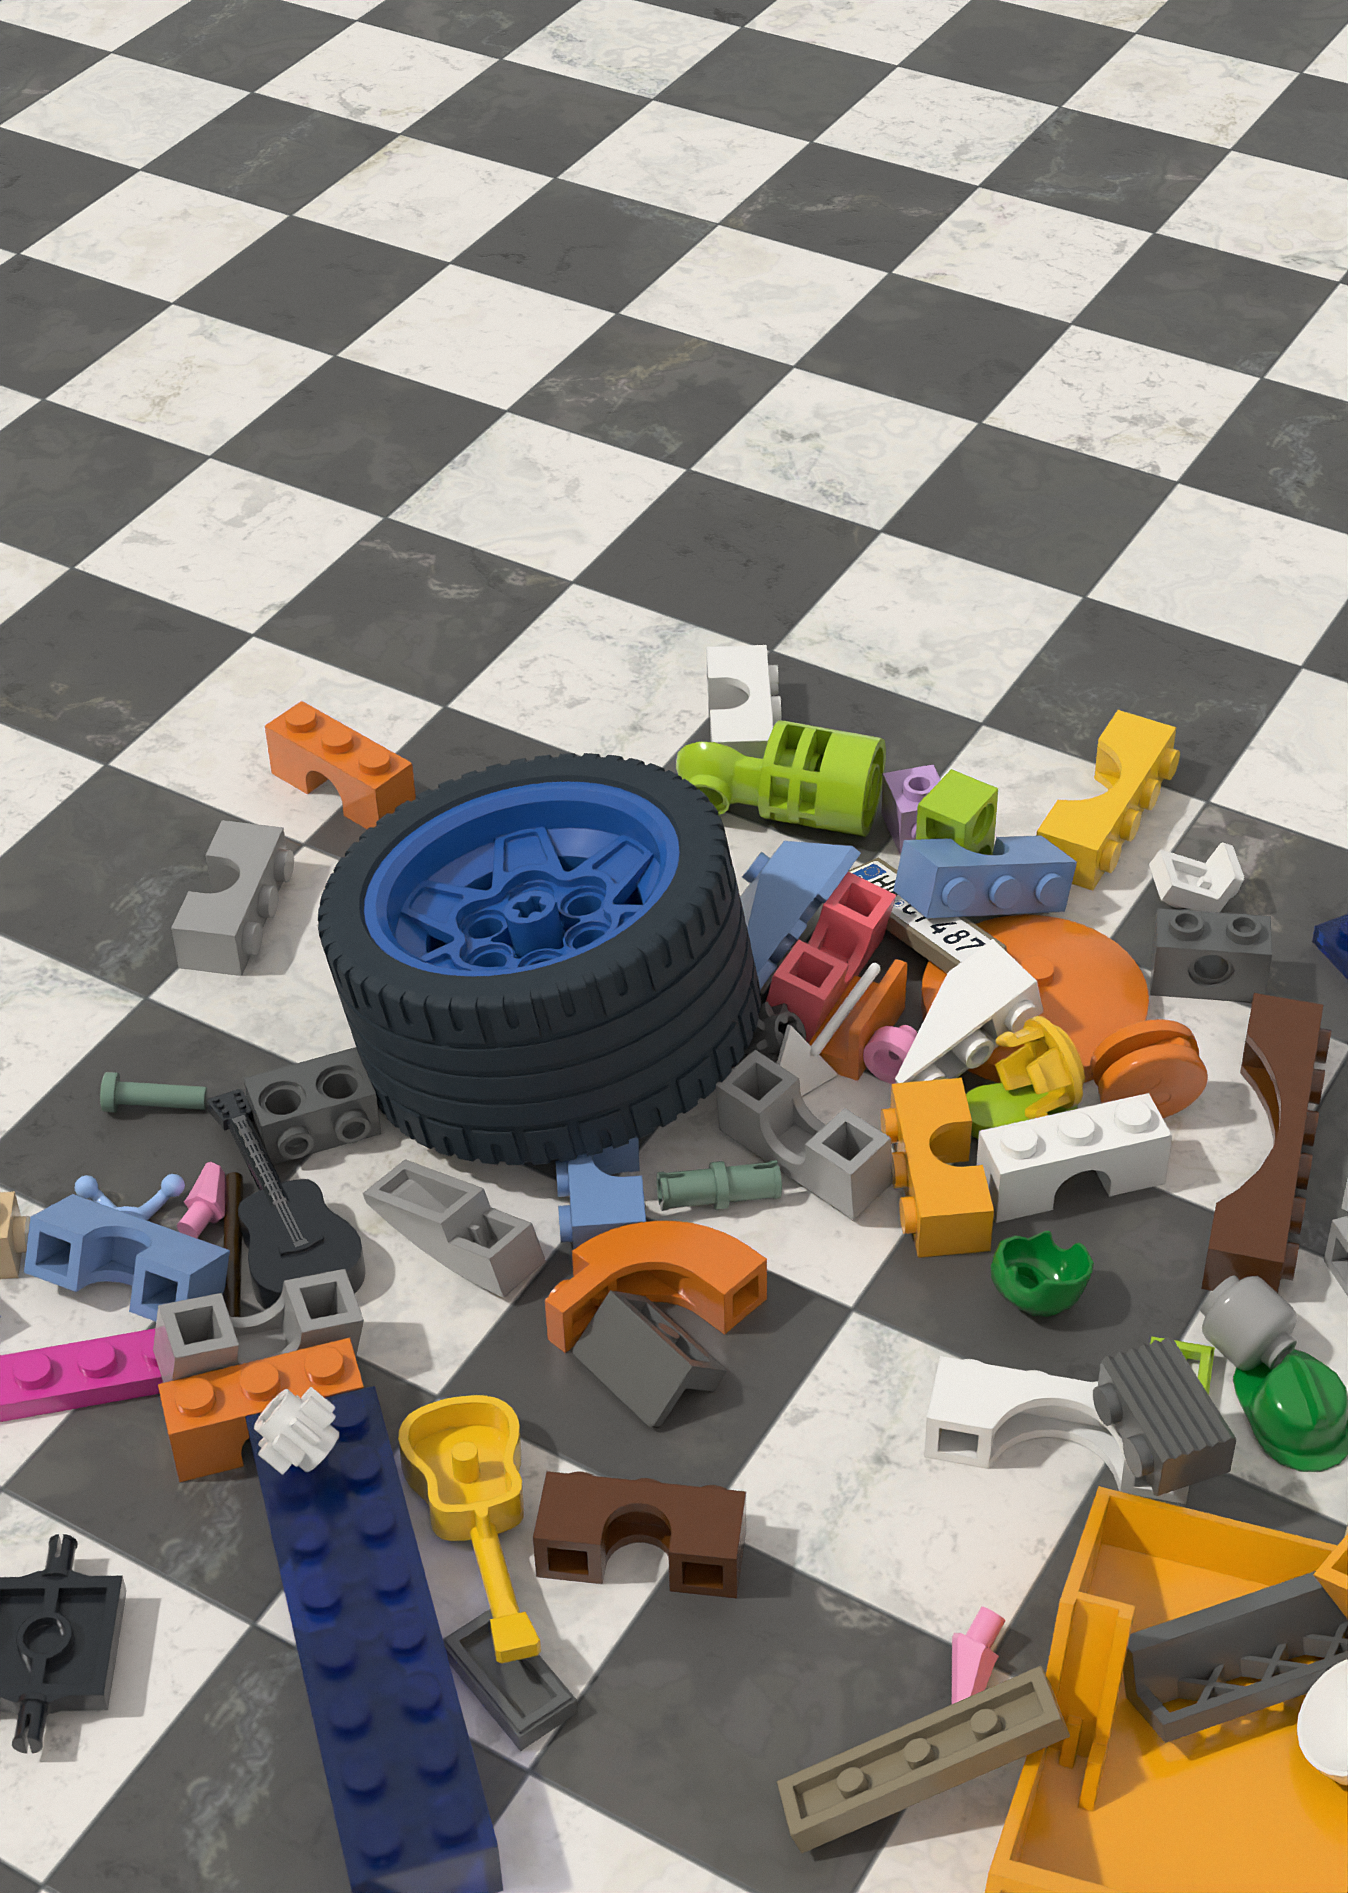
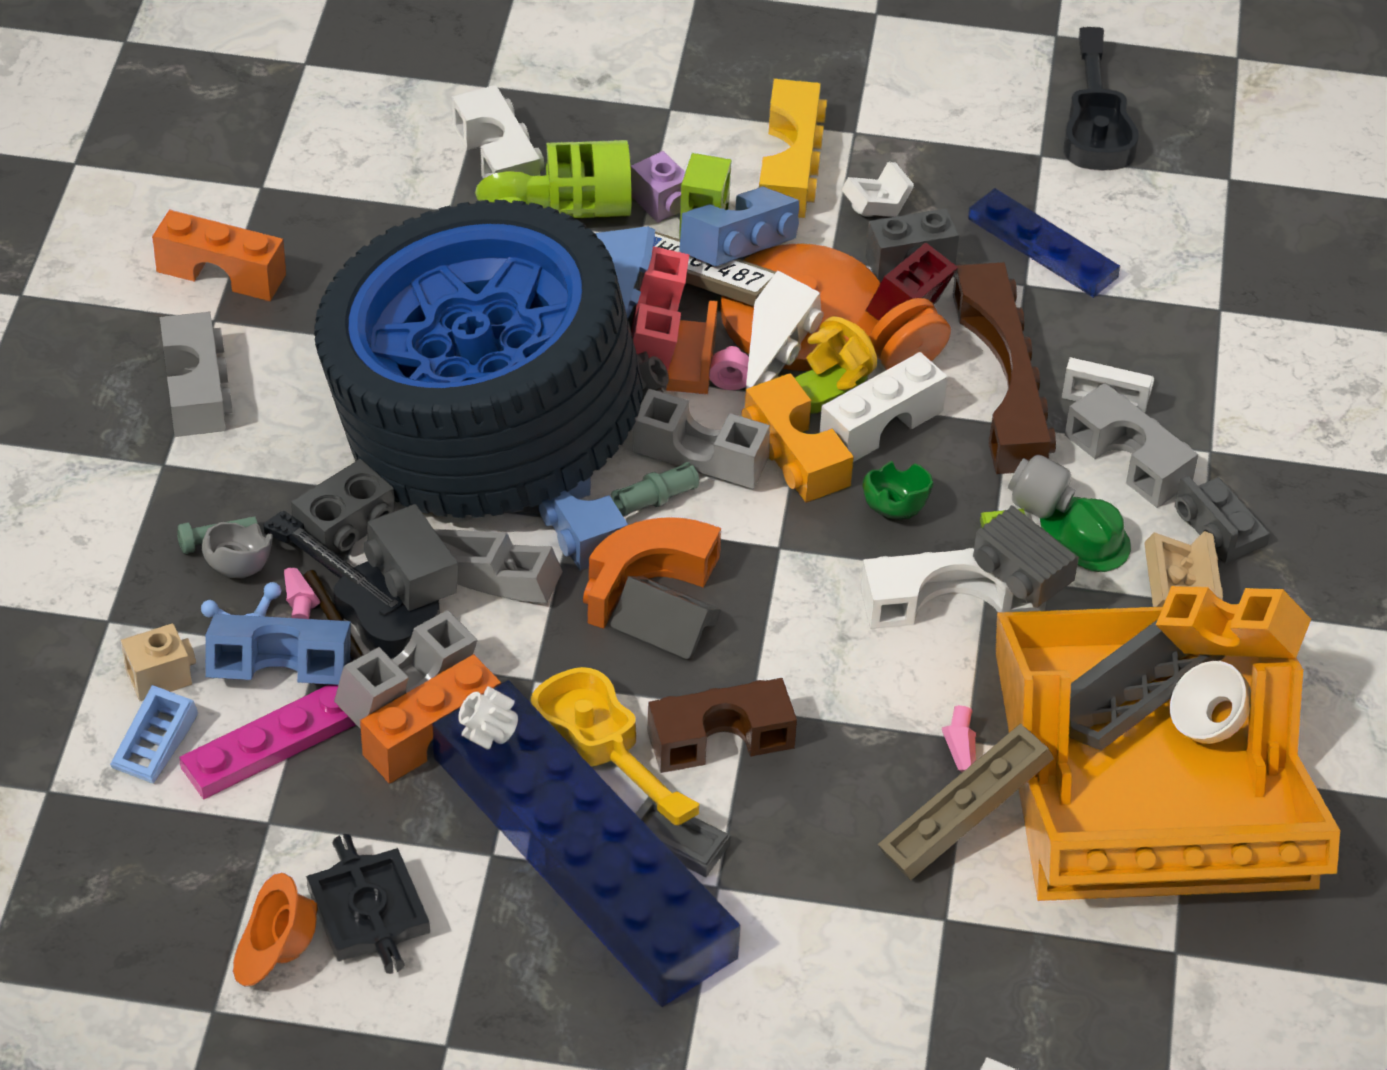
camera: 25 degrees left, 5 degrees up
(155, 1121) = (236, 549): none -> light grey hair
(344, 1187) = (411, 557): none -> dark grey brick
(804, 1059) = (672, 384): white piece -> none
(1198, 994) = (918, 276): none -> dark red brick

